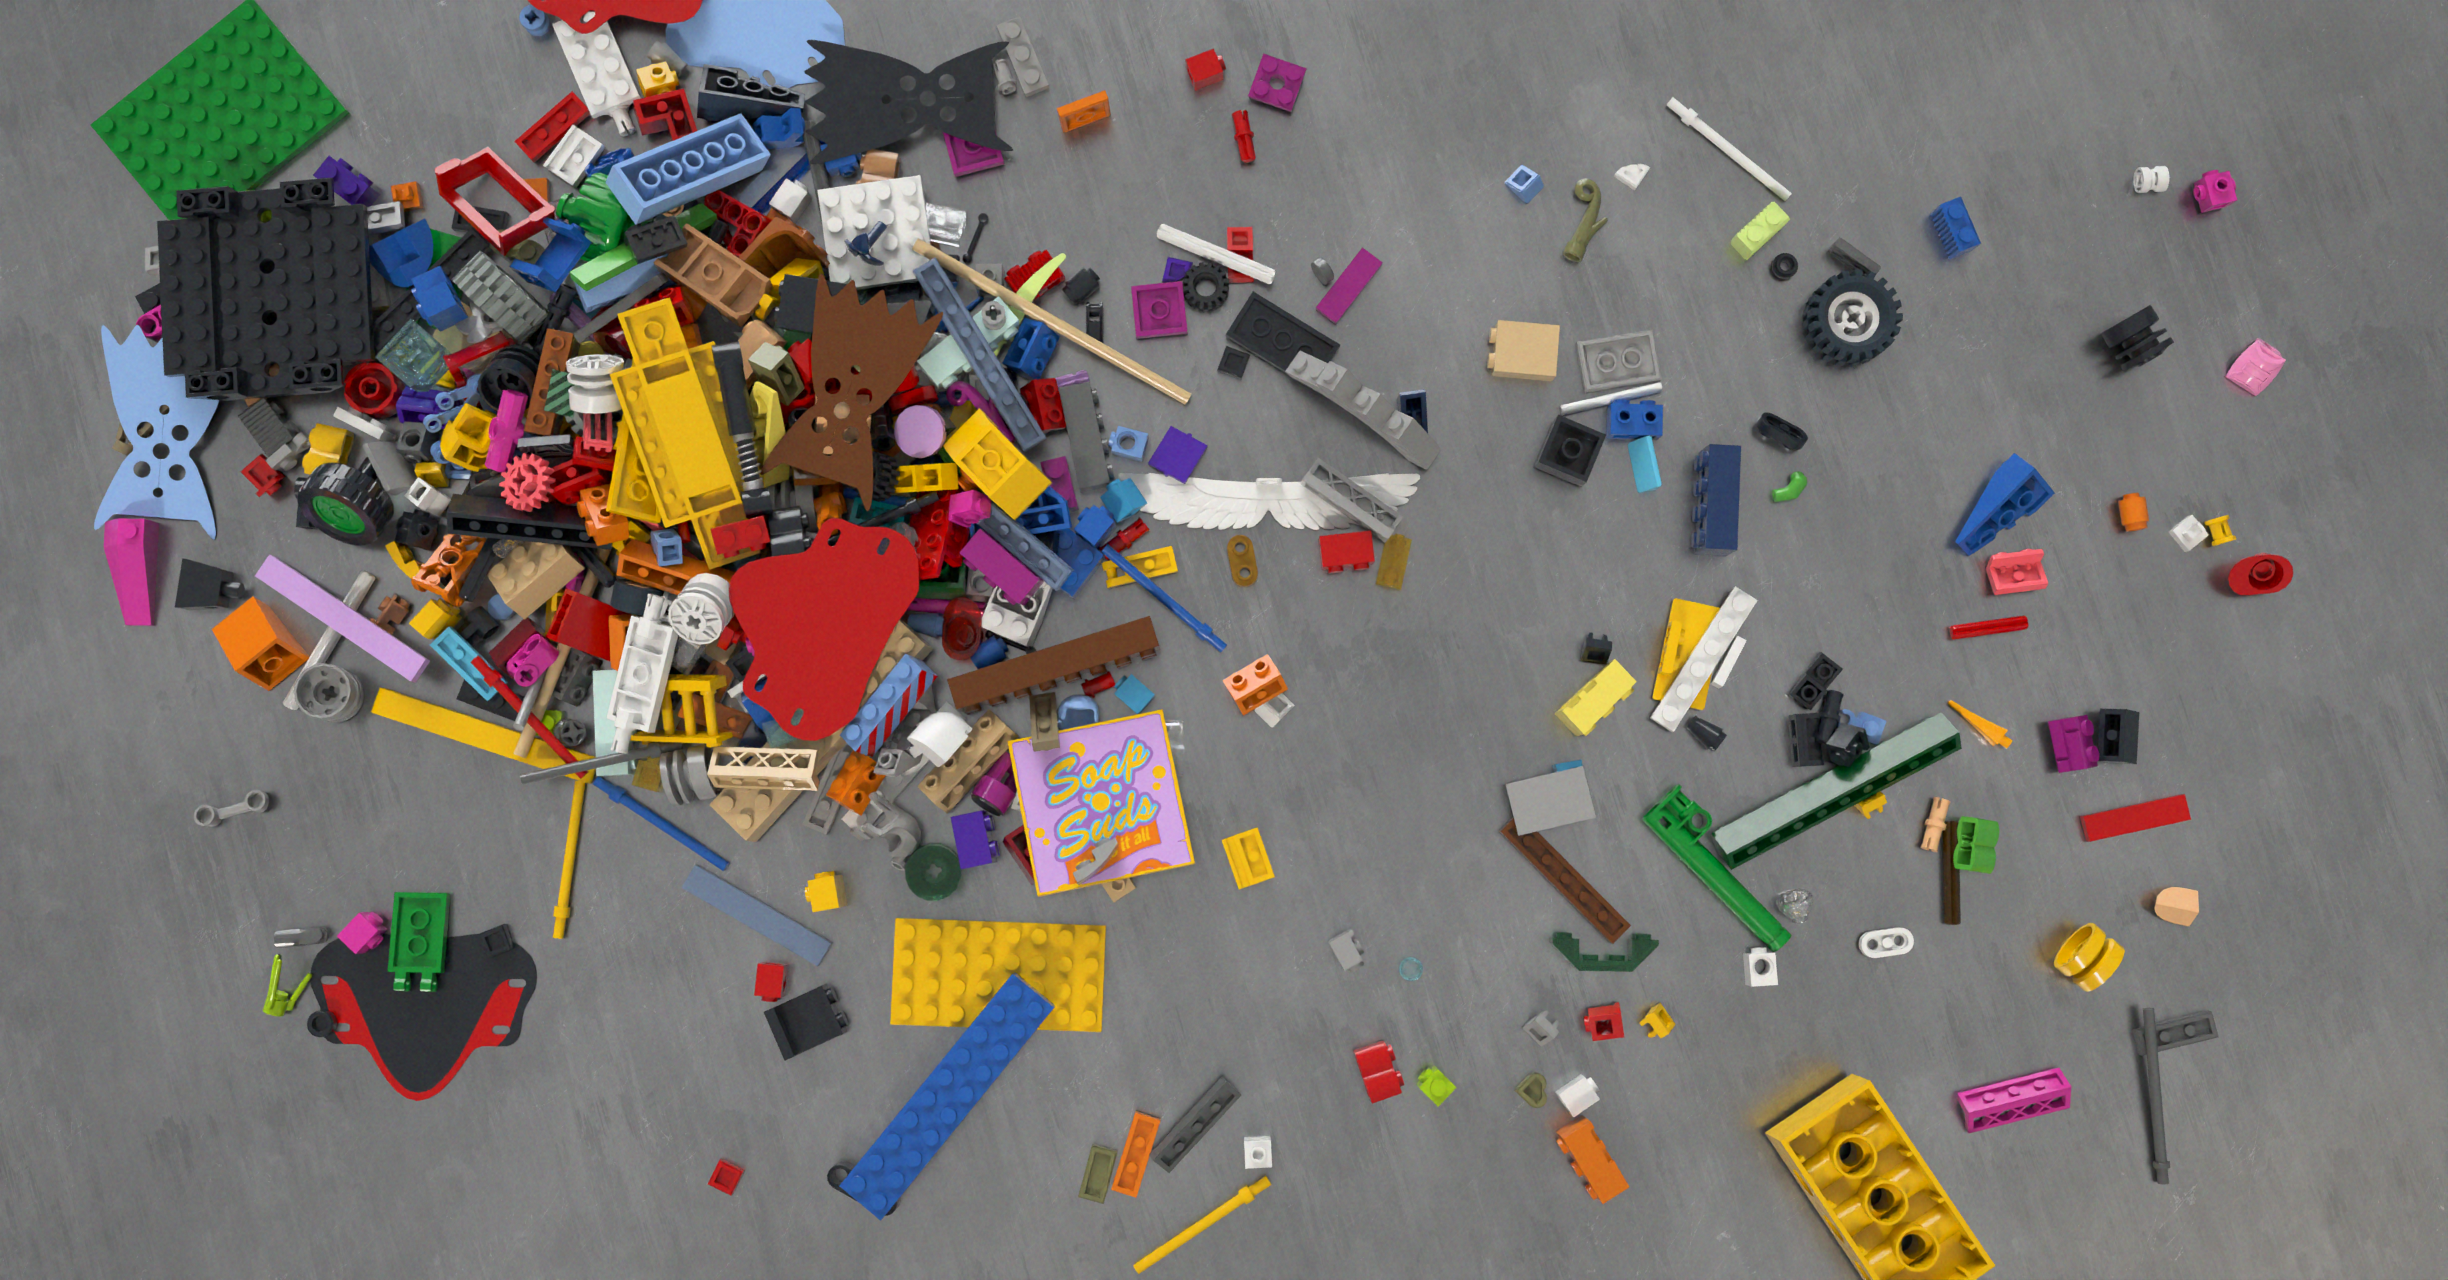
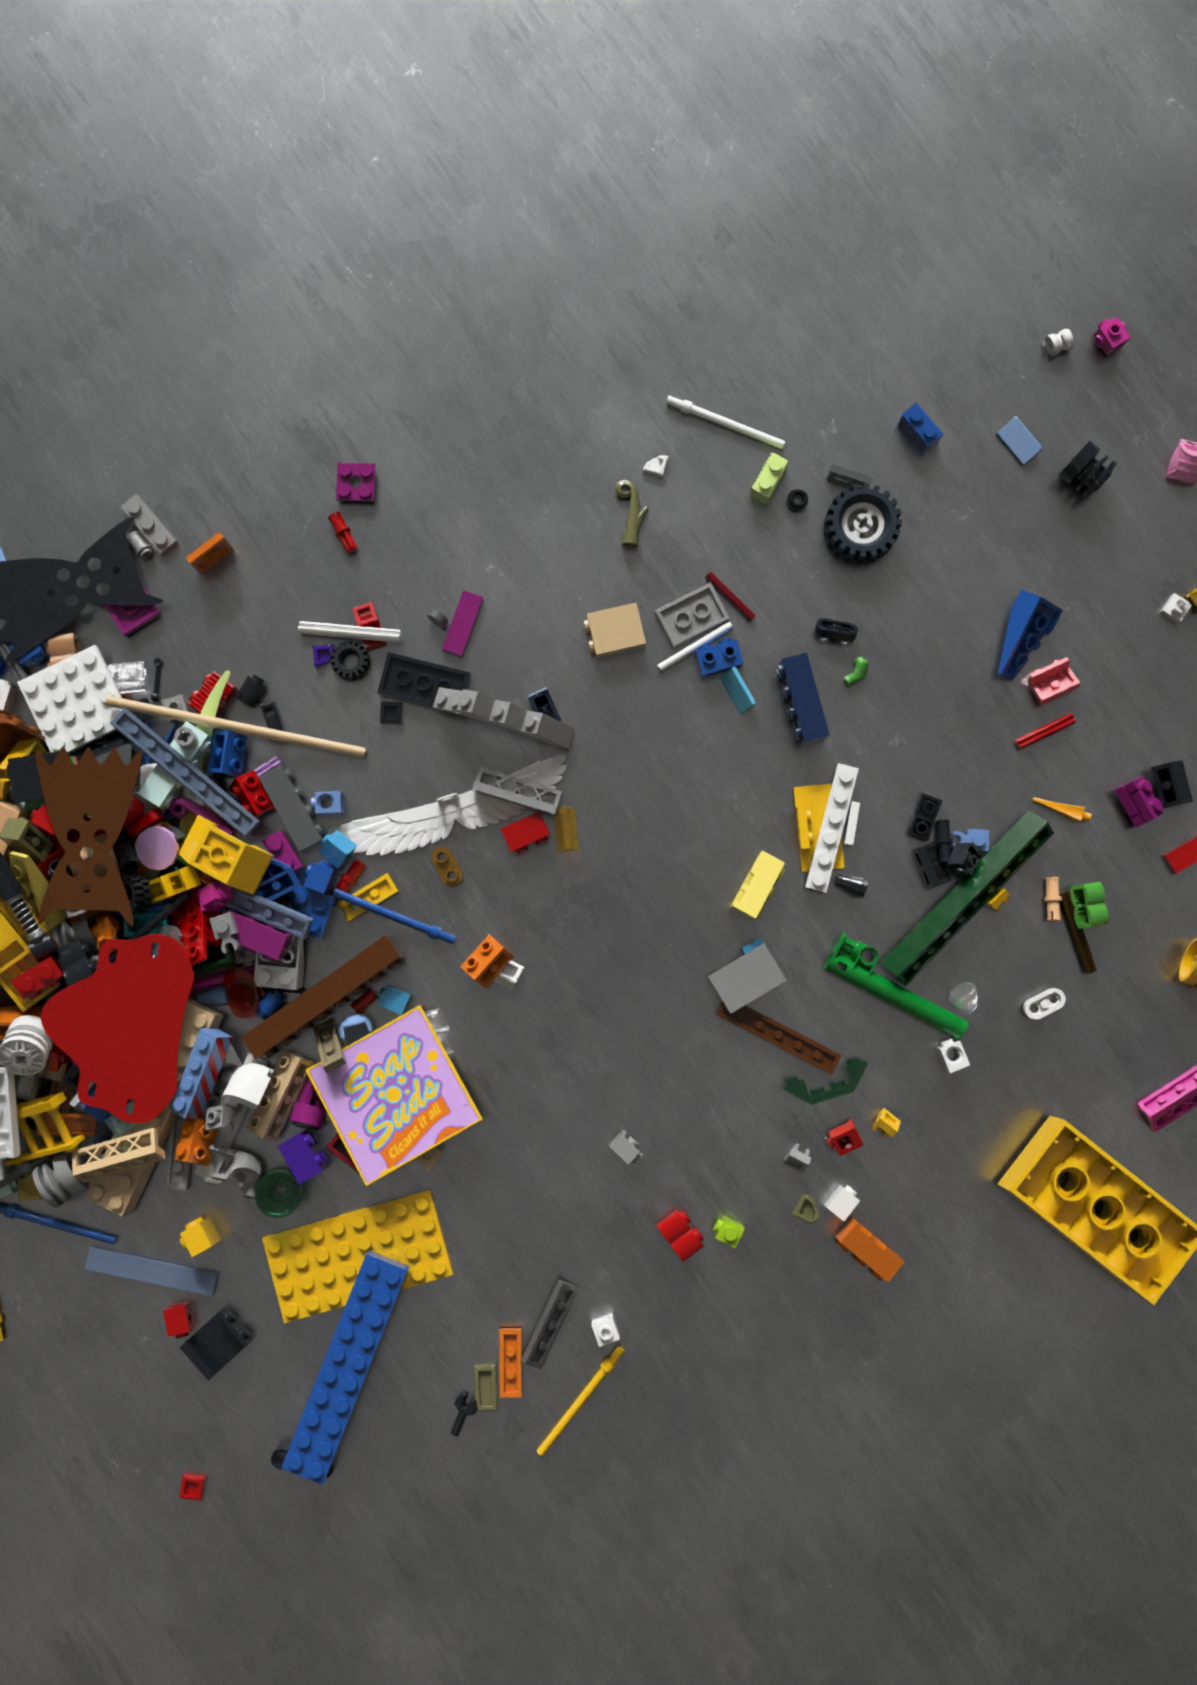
camera: 15 degrees left, 0 degrees up
(863, 242) = (64, 714): dark blue plant -> none
(970, 546) = (225, 927): none -> light grey plate
(1063, 1193) = (463, 1412): none -> black bar
(1102, 853) = (406, 1137): light grey slope -> none
(1159, 309) = (319, 690): magenta plate -> none
(1177, 455) = (369, 799): dark purple piece -> none
(1205, 69) = (295, 489): red brick -> none
(1248, 858) = (525, 1100): yellow plate -> none
(1411, 977) = (677, 1139): clear light blue bush -> none
(1525, 183) = (575, 499): medium blue slope -> none
(1570, 450) = (675, 698): black brick -> none
(1596, 650) = (746, 847): black tile -> none
(1670, 353) = (730, 596): none -> dark red bar
(2067, 279) = (1019, 440): none -> light blue slope
(2133, 512) = (1128, 605): orange brick -> none

